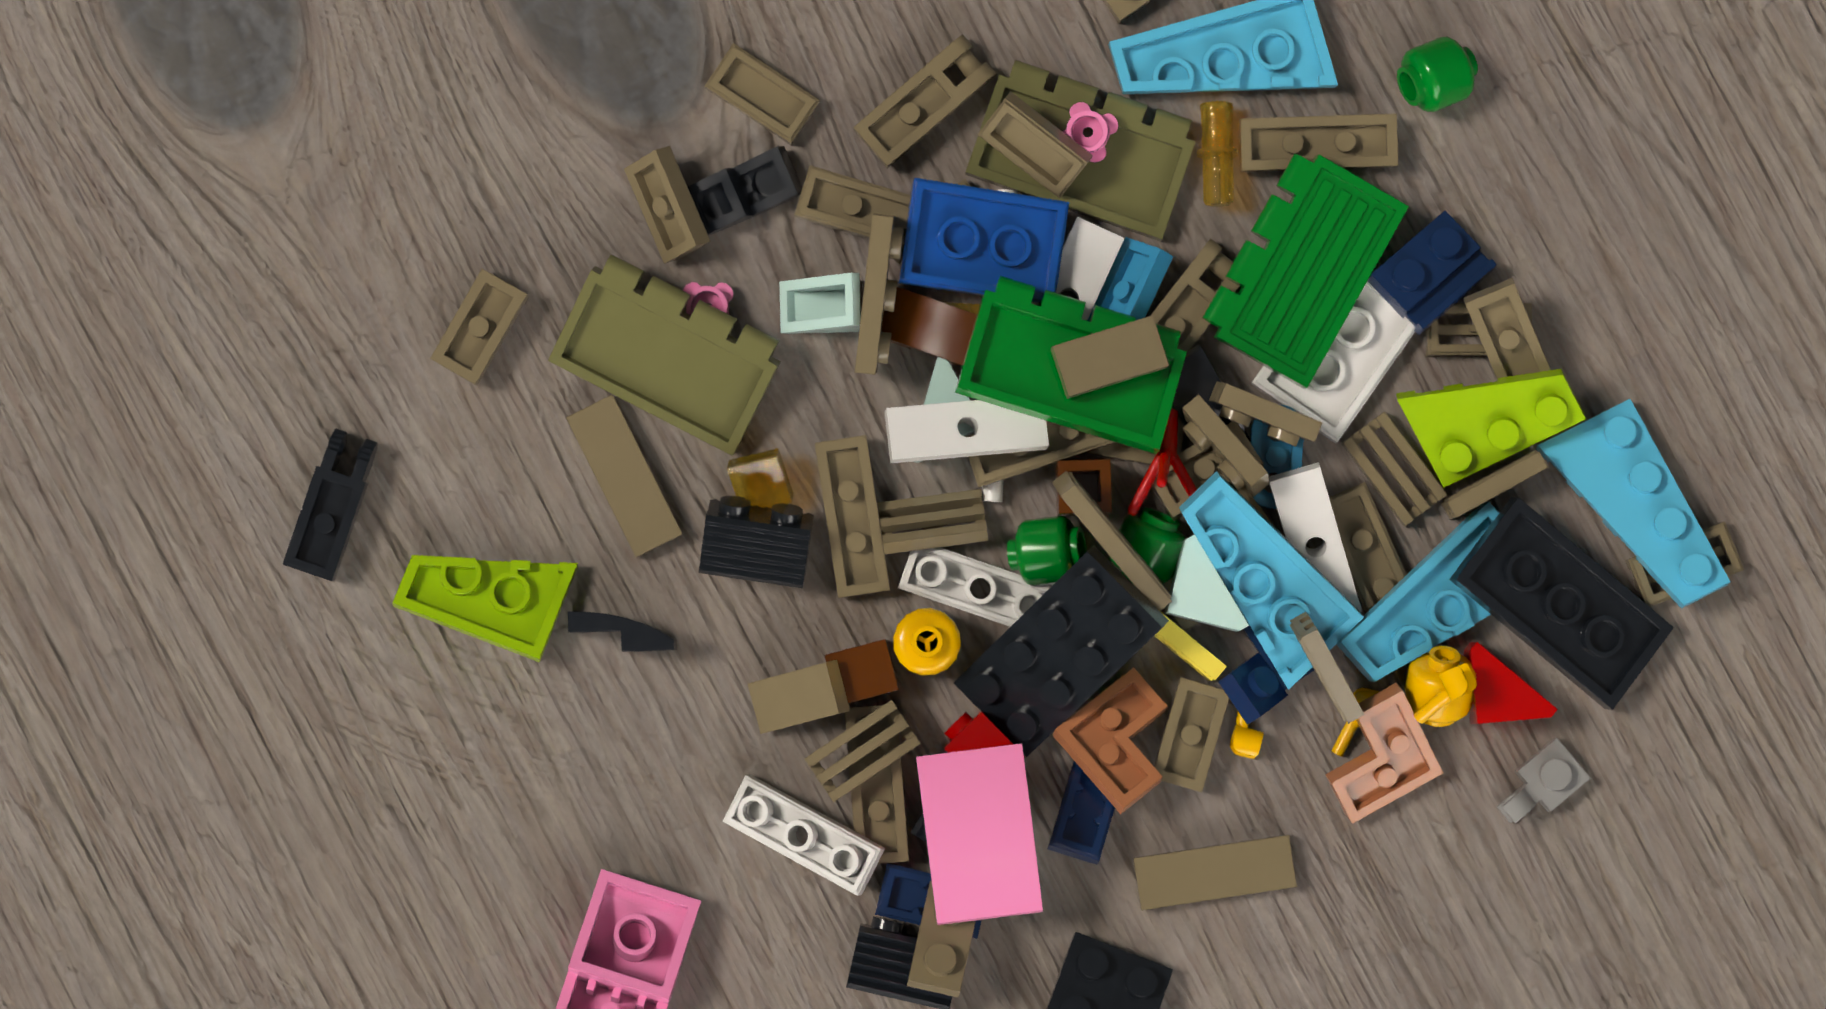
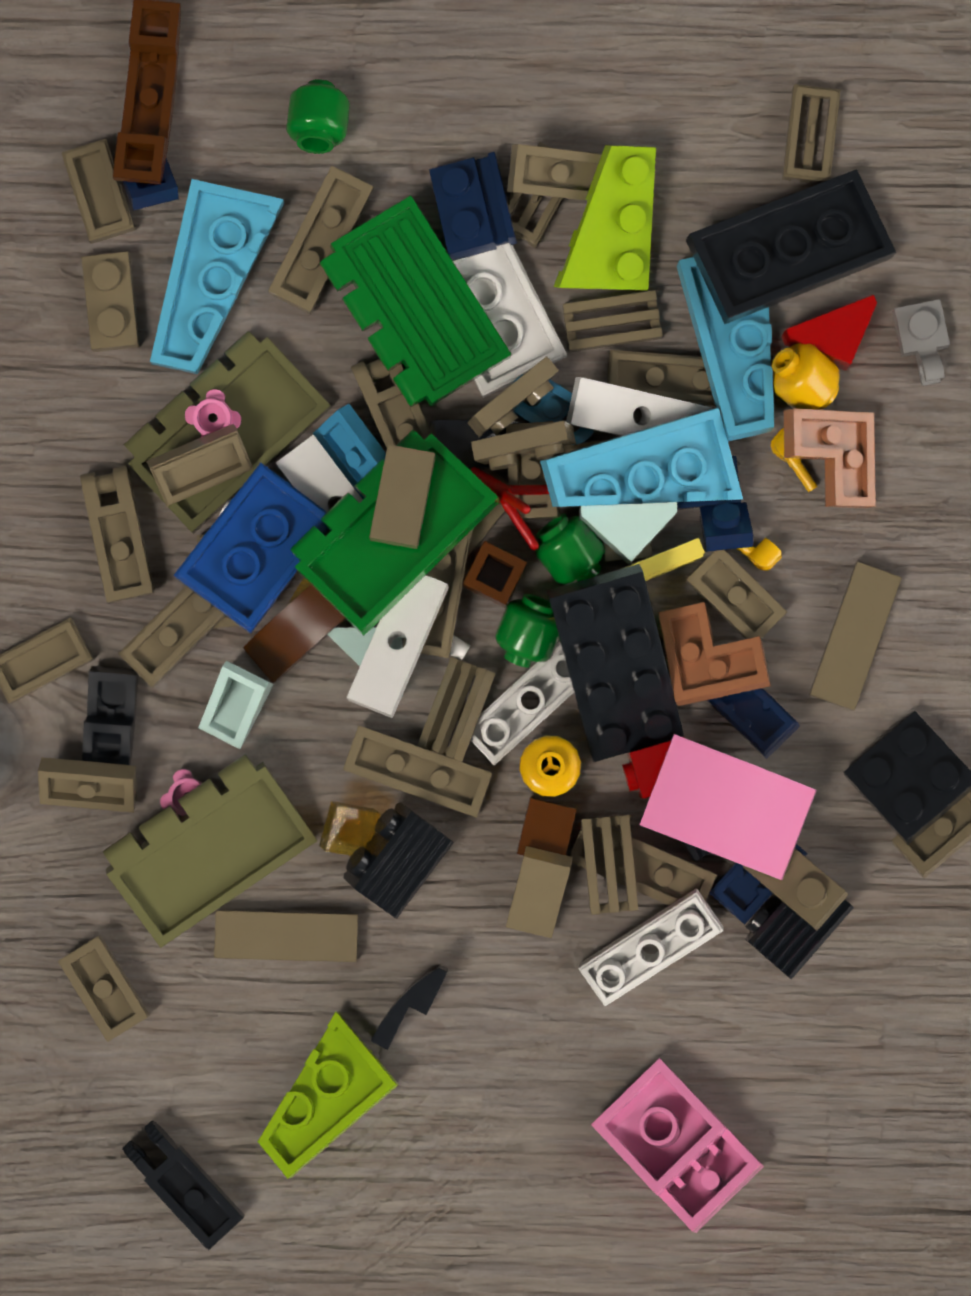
camera: 60 degrees left, 0 degrees up
(878, 294) = (251, 654): dark tan plate -> none
(1112, 540) = (550, 574): dark tan tile -> none
(1217, 153) = (285, 324): clear yellow axle -> none
(1326, 668) = (743, 459): dark tan tile -> none
(1457, 682) = (812, 362): yellow hand -> none
(1493, 484) = (667, 249): dark tan tile -> none
(1633, 491) = (733, 142): medium azure wing -> none

